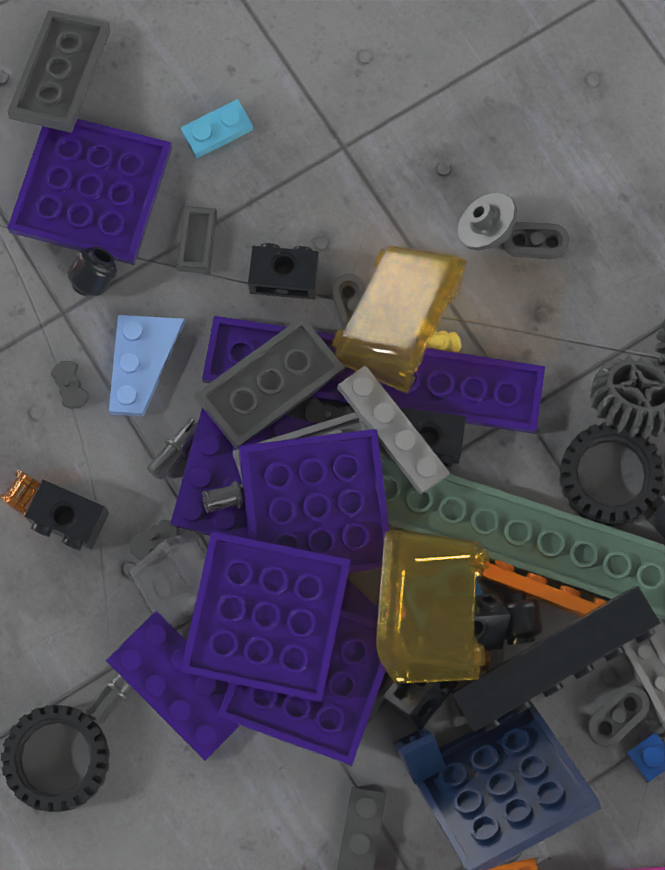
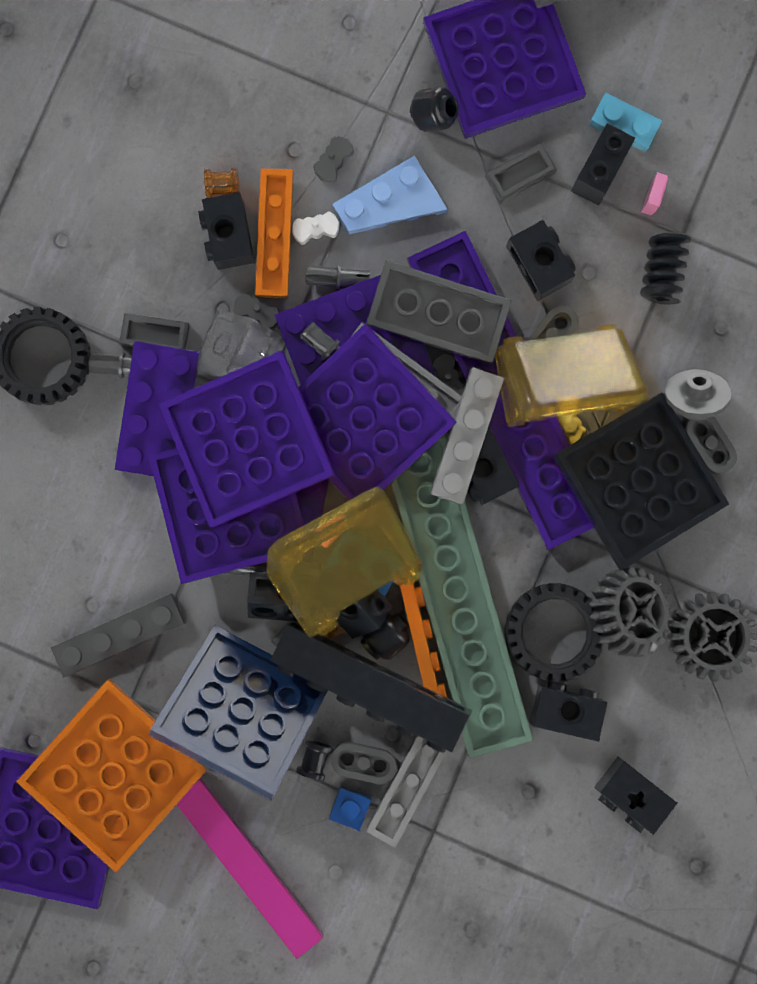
camera: 55 degrees right, 10 degrees up
(98, 477) = (274, 233): none -> orange plate
(104, 642) = (153, 331): none -> dark grey tile
(117, 439) = (315, 227): none -> white piece
(240, 168) = (603, 164): none -> black brick
(295, 144) = (655, 194): none -> bright pink tile
(361, 179) = (663, 266): none -> black piece
(420, 755) = (227, 628): dark blue slope -> none
(529, 316) = (640, 481): none -> black plate
(588, 758) = (314, 760): none -> black bush

